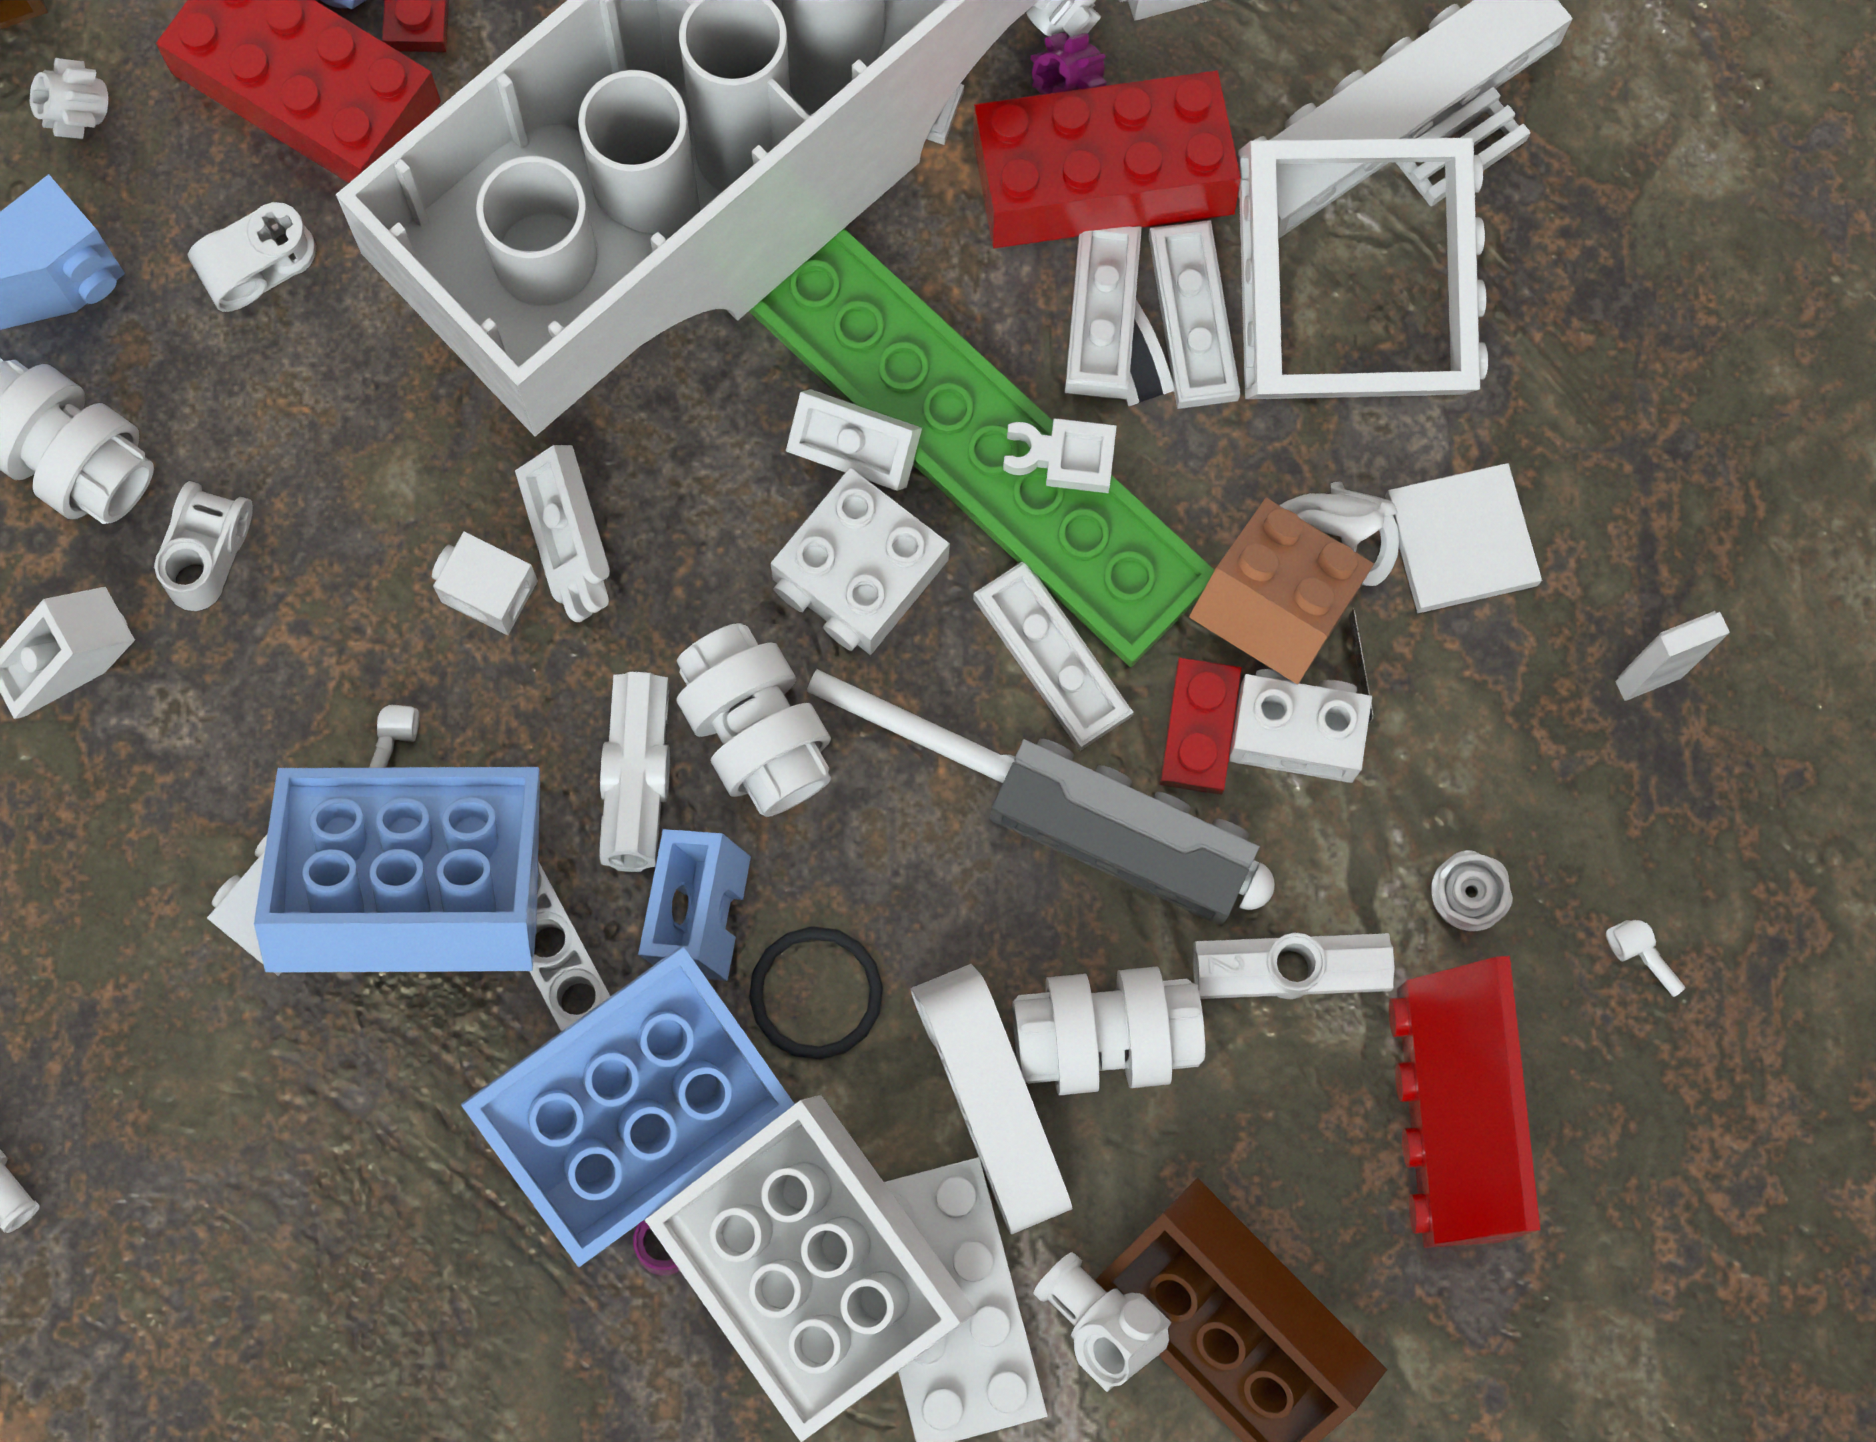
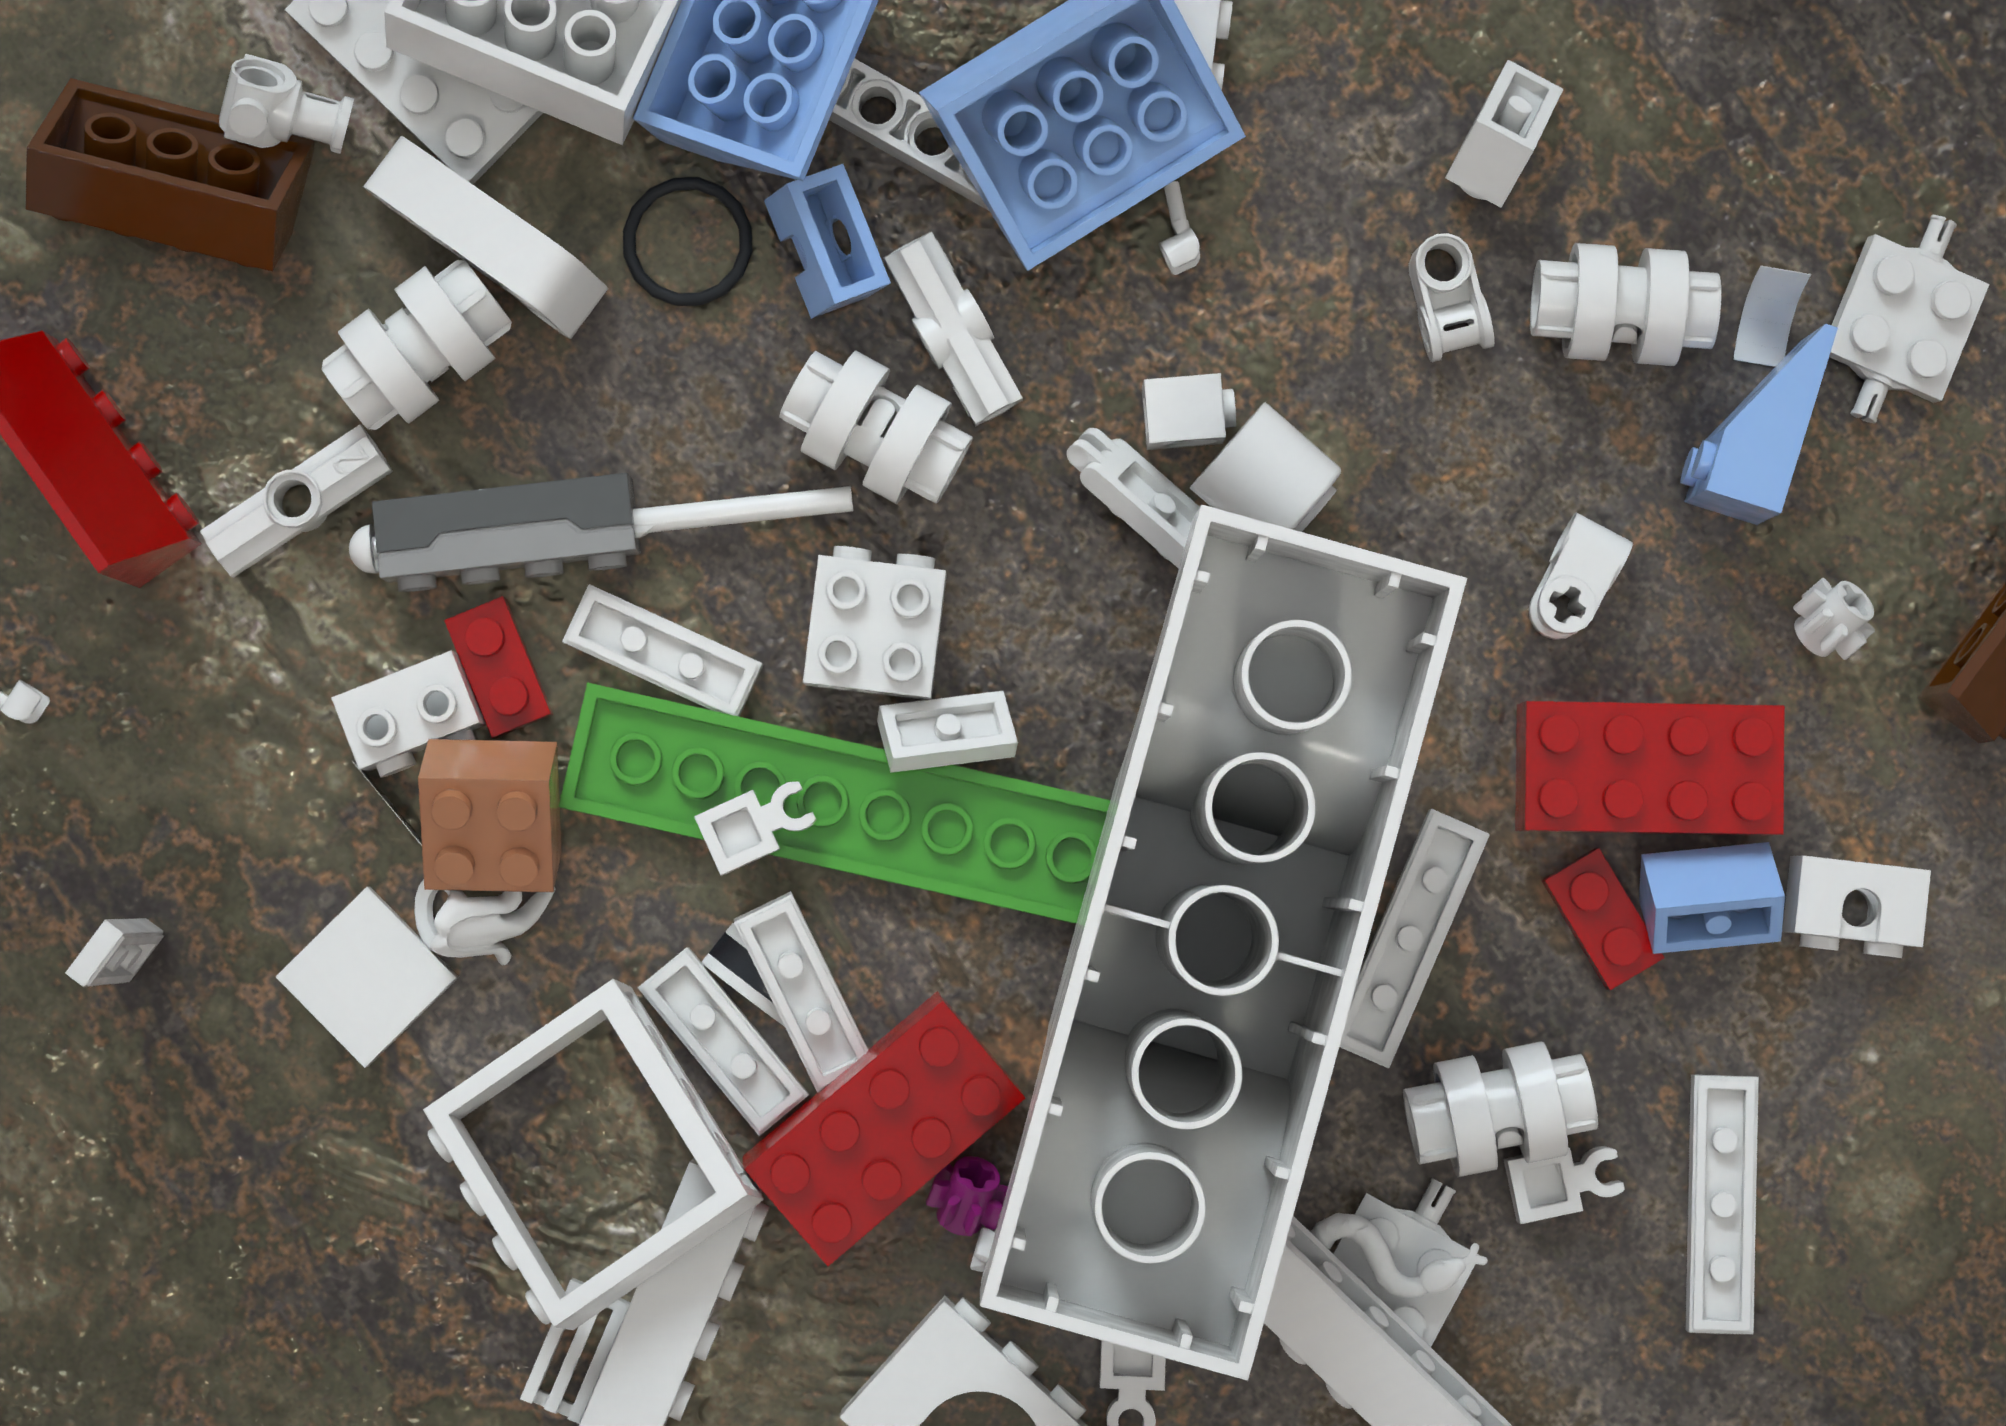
camera: 150 degrees right, 10 degrees up
(452, 478) = (1269, 473): none -> white piece
(1486, 877) = (162, 654): white plate -> none

